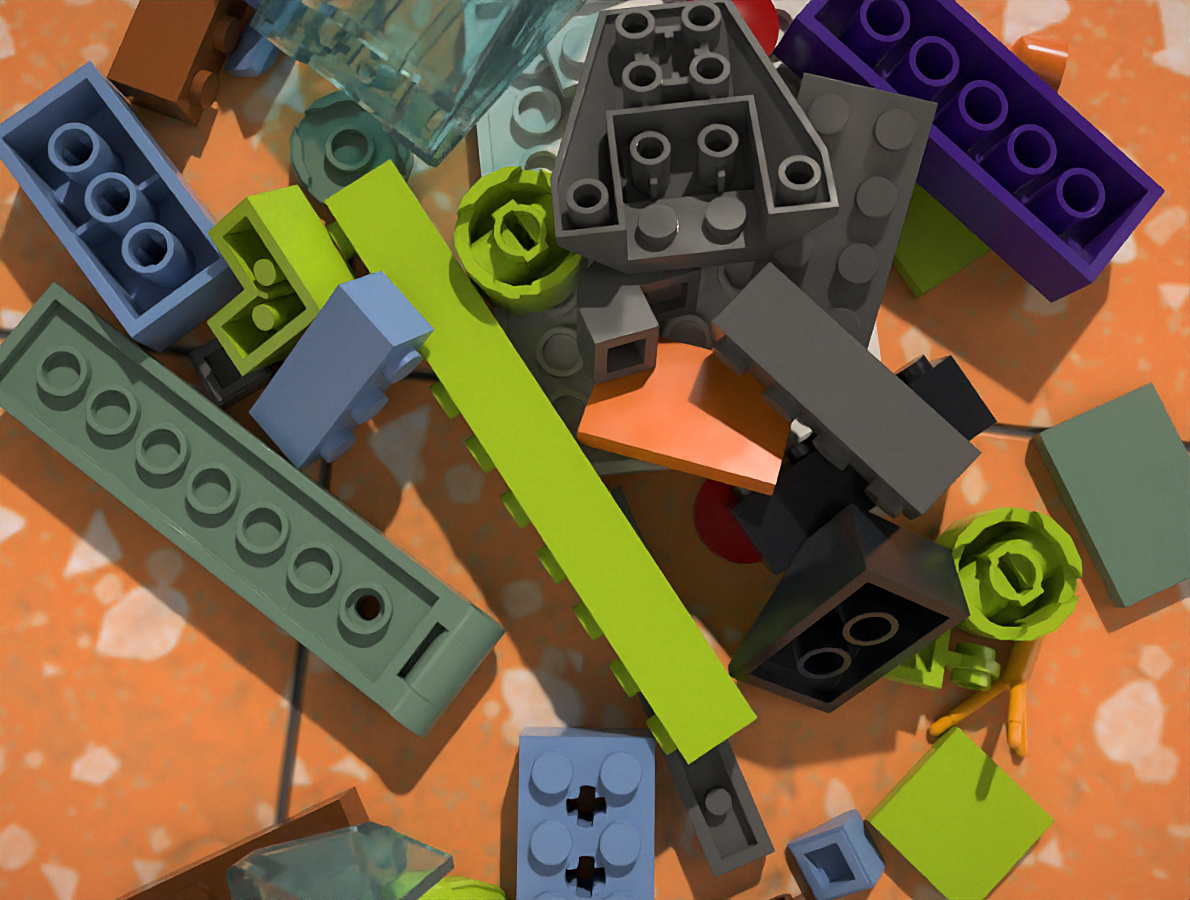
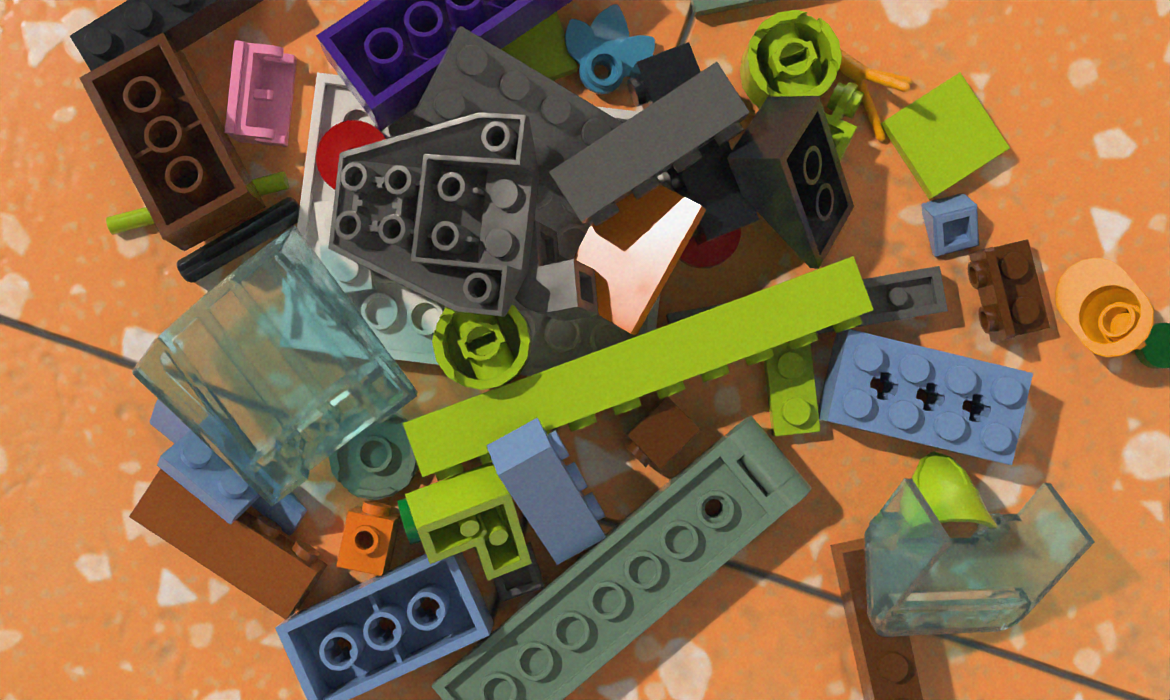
camera: 80 degrees left, 5 degrees up
(234, 162) = (369, 538): none -> orange brick
(455, 513) = (661, 433): none -> reddish brown brick
(554, 683) = (791, 391): none -> lime plate
(962, 323) = (607, 45): none -> dark azure plate

